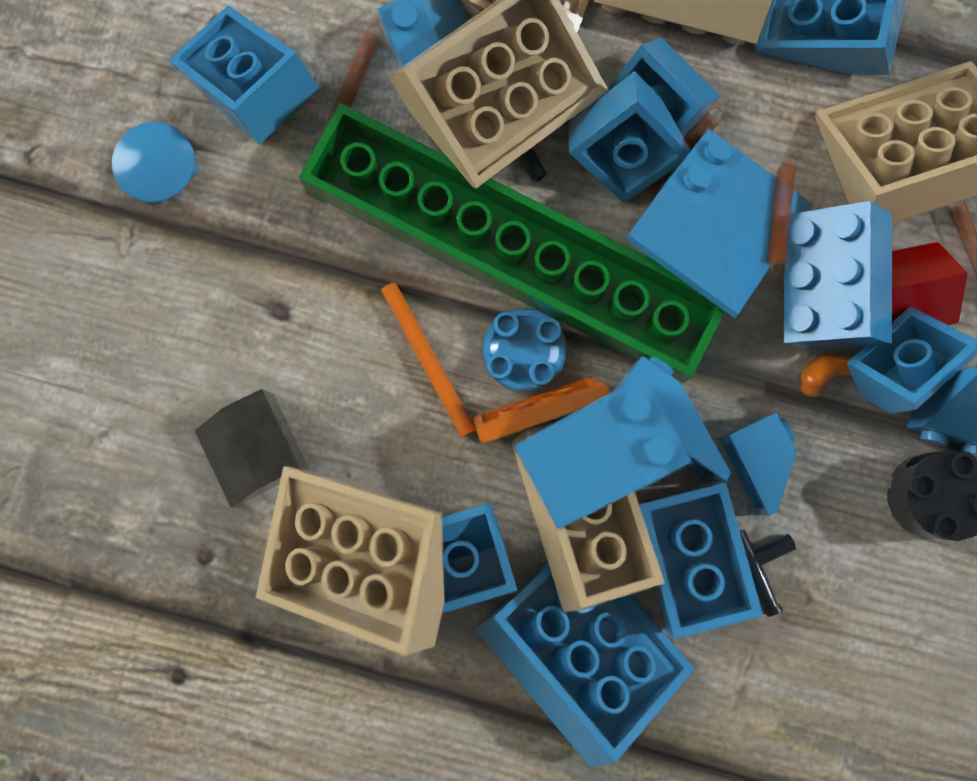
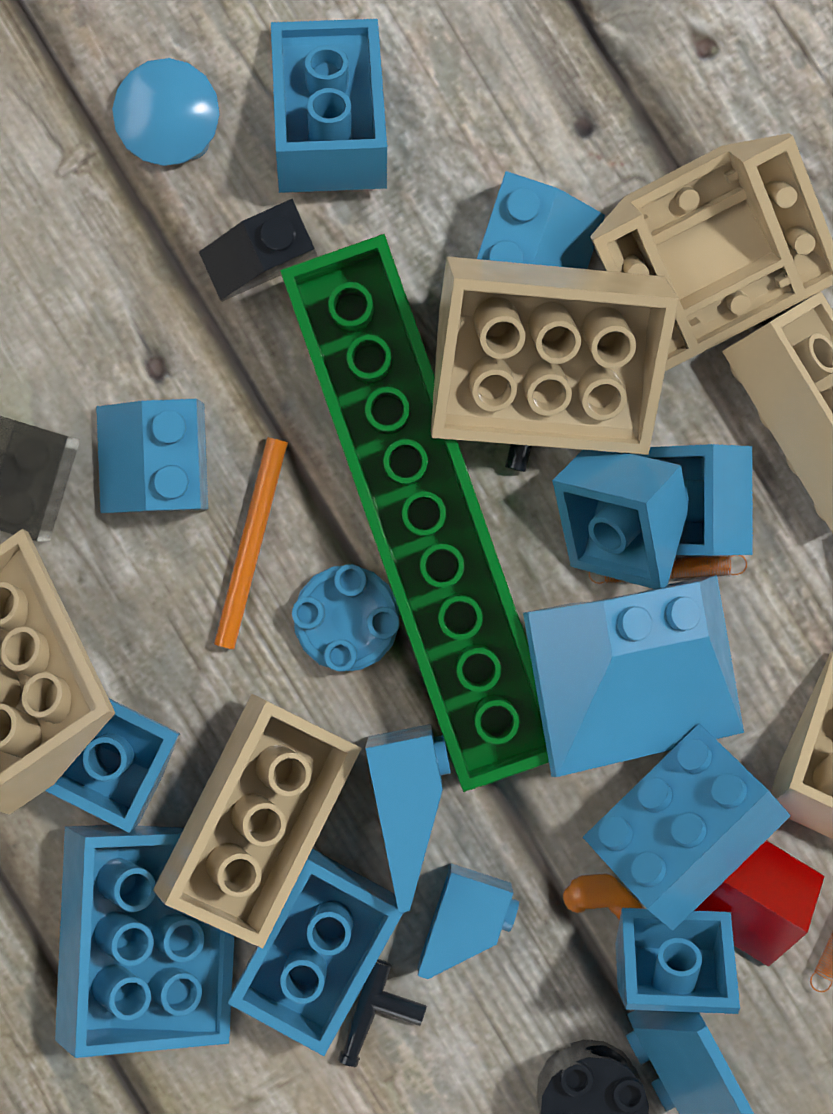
camera: 40 degrees right, 5 degrees up
(276, 187) = (257, 250): none -> black slope
(323, 361) = (152, 456): none -> dark azure slope
(359, 74) = (437, 212): orange piece -> none
(539, 408) = (302, 689): orange tile -> none
(602, 453) = (307, 789): dark azure slope -> none
(781, 217) = (692, 725): orange piece -> none

